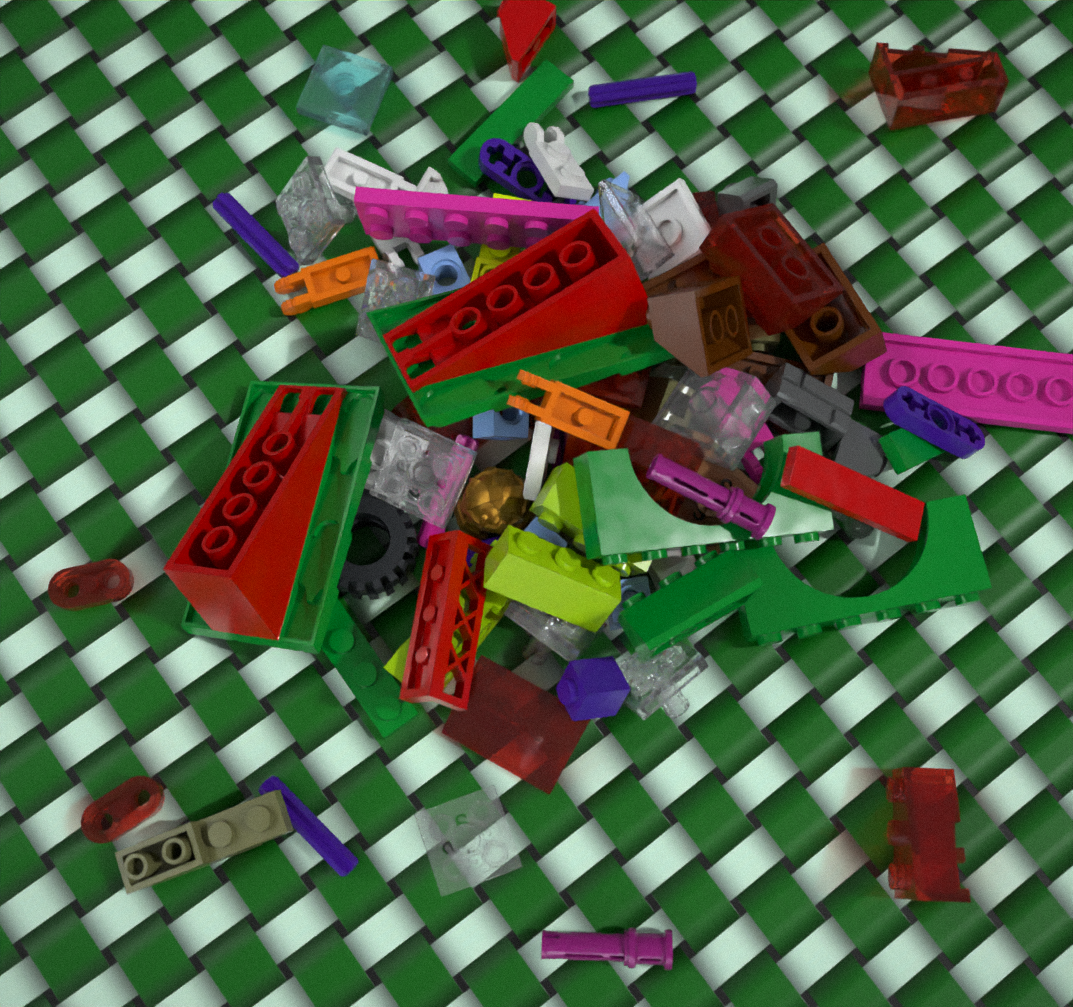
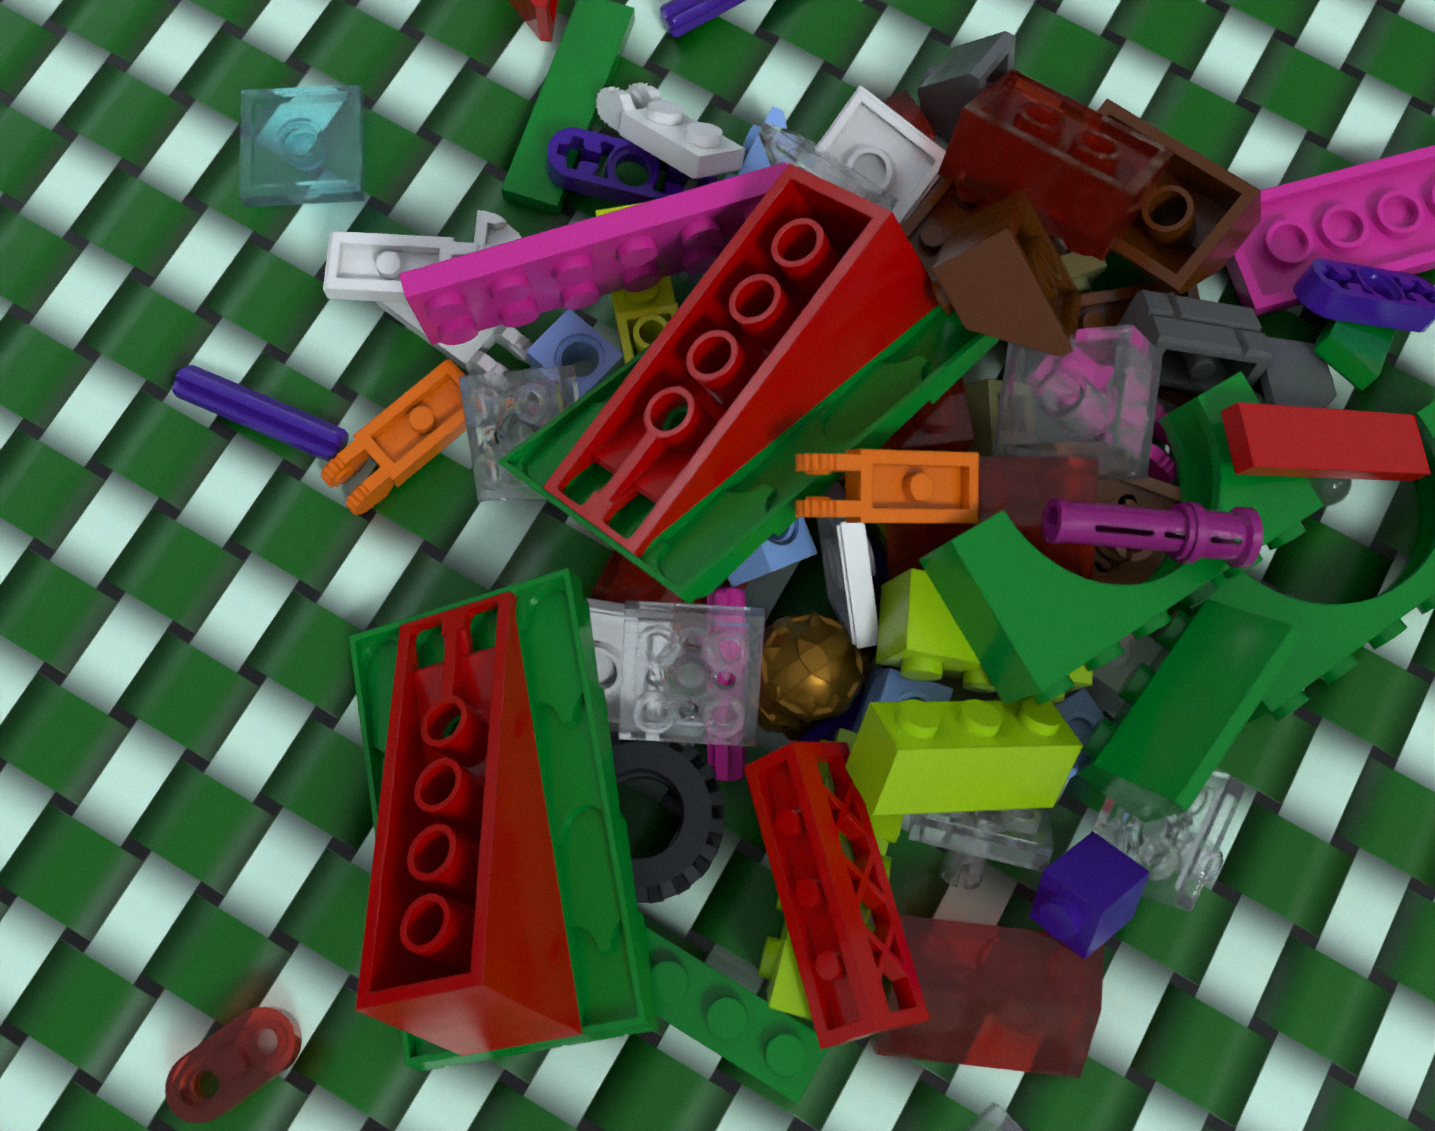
camera: 25 degrees left, 0 degrees up
(311, 211) = (343, 346): clear plate -> none

